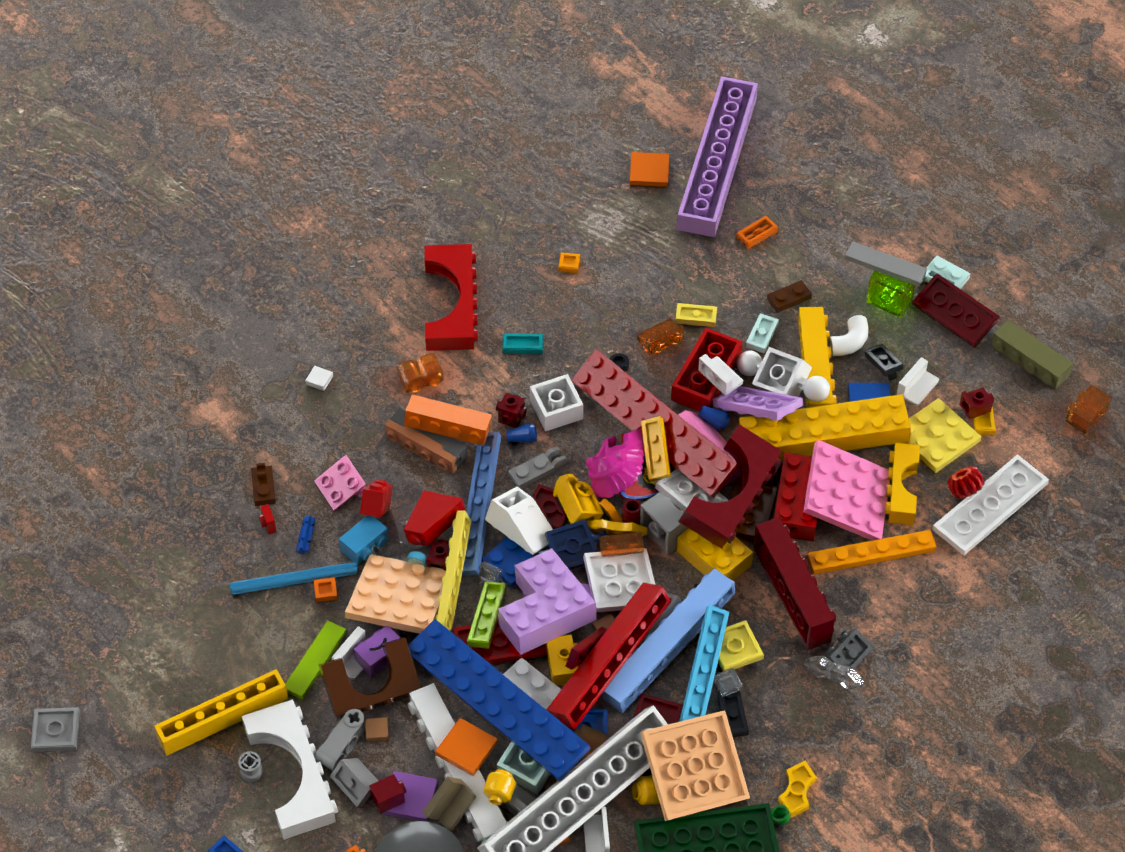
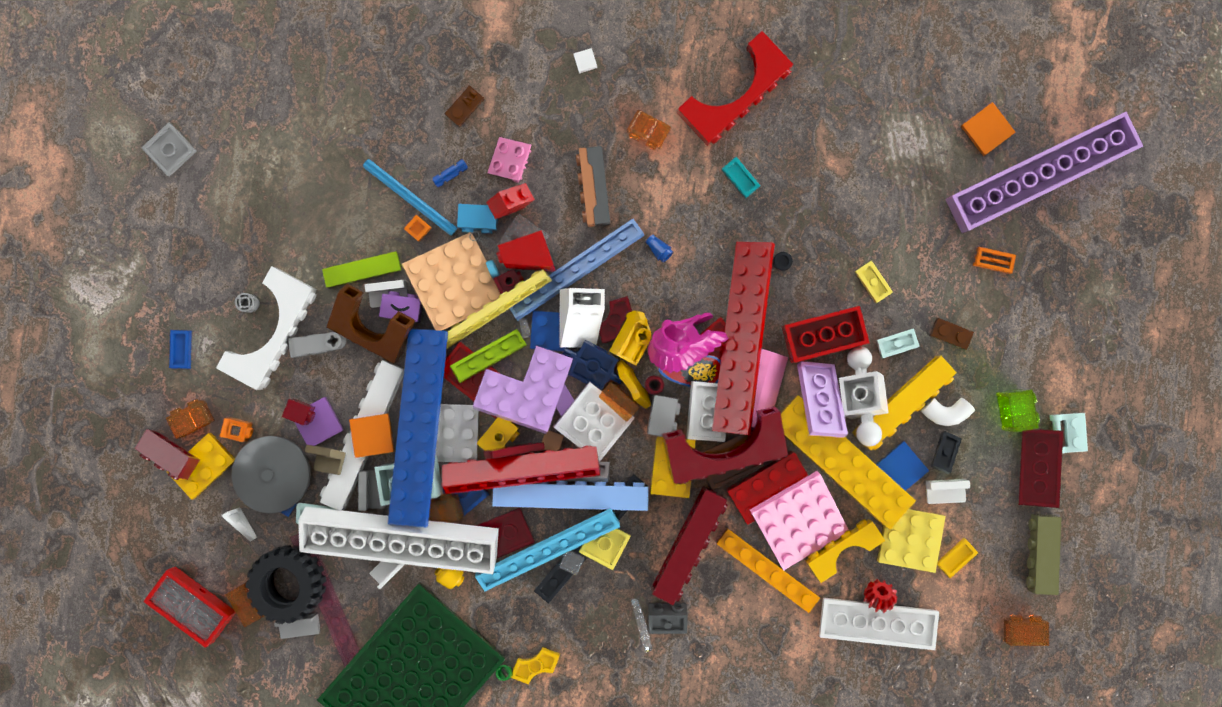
camera: 55 degrees right, 35 degrees up
(220, 712) = (264, 249): yellow brick -> none
(267, 519) = (436, 137): red plate -> none
(354, 780) = (298, 379): light grey panel -> none
(376, 729) = (346, 357): medium nougat tile -> none
(447, 420) = (616, 192): orange brick -> none
(499, 787) = (356, 486): yellow head -> none
(511, 410) = (672, 231): dark red brick -> none
(537, 468) = (639, 282): light grey hinge -> none
(556, 402) = (703, 251): white brick -> none
(569, 263) = (844, 146): light orange tile -> none
(610, 511) = (643, 368): light orange tile -> none
(655, 449) = (717, 360): yellow plate -> none
(661, 336) = (832, 271): clear orange bracket -> none
(694, 765) = (484, 596): light nougat plate -> none
(717, 418) = (789, 373): blue cone -> none
(719, 374) = (823, 354): white panel -> none
(885, 263) = (1030, 397): light grey tile -> none
(976, 402) = (955, 548): dark red brick -> none

